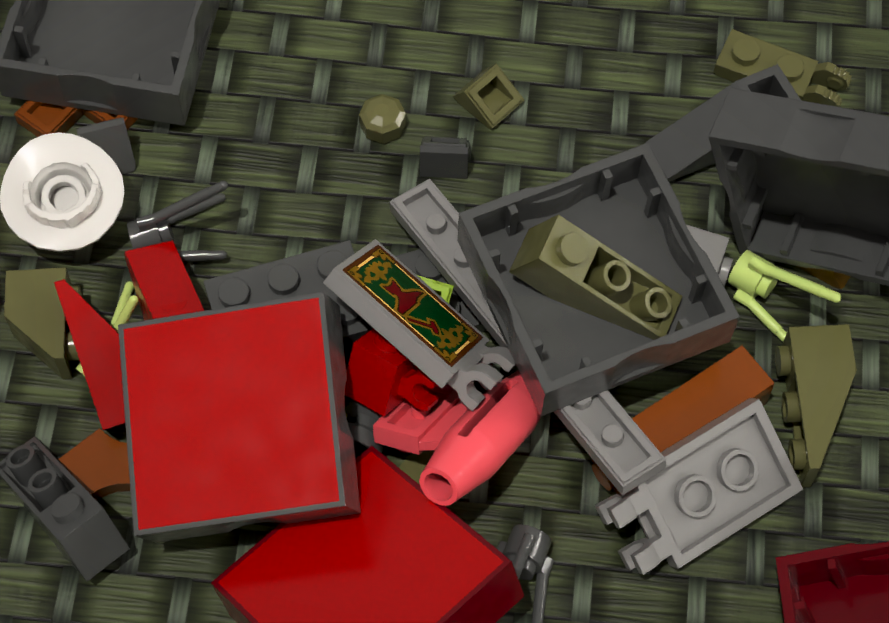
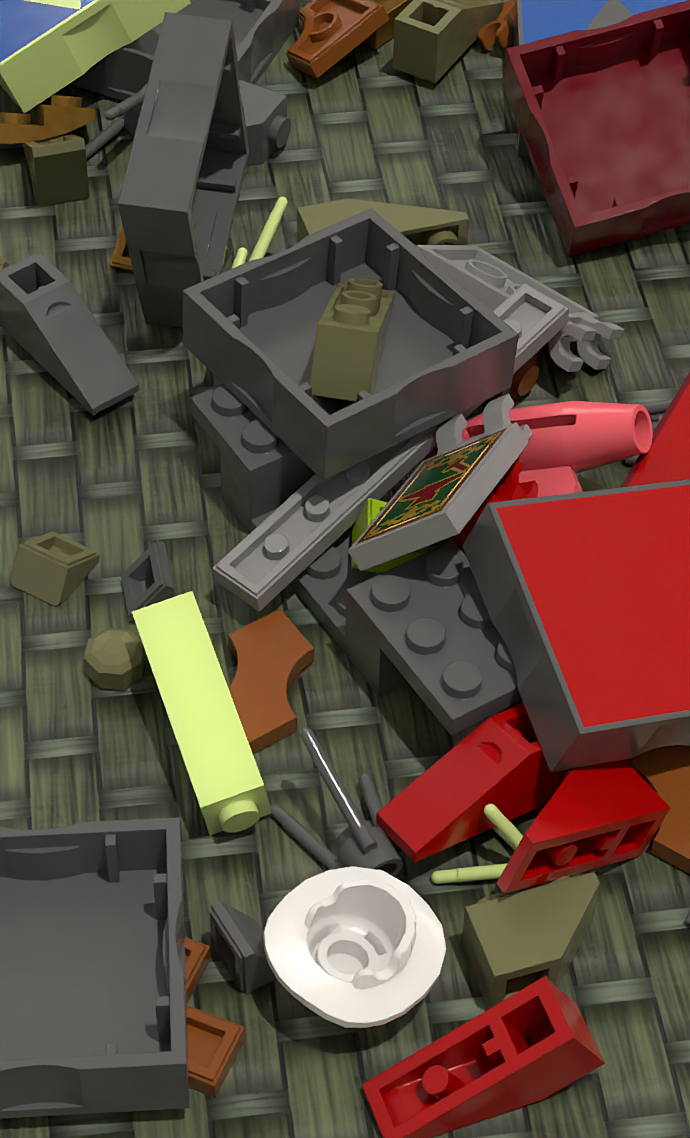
camera: 105 degrees left, 15 degrees down
(294, 146) = (202, 714): none -> yellowish green brick
(316, 202) = (268, 661): none -> dark orange tile

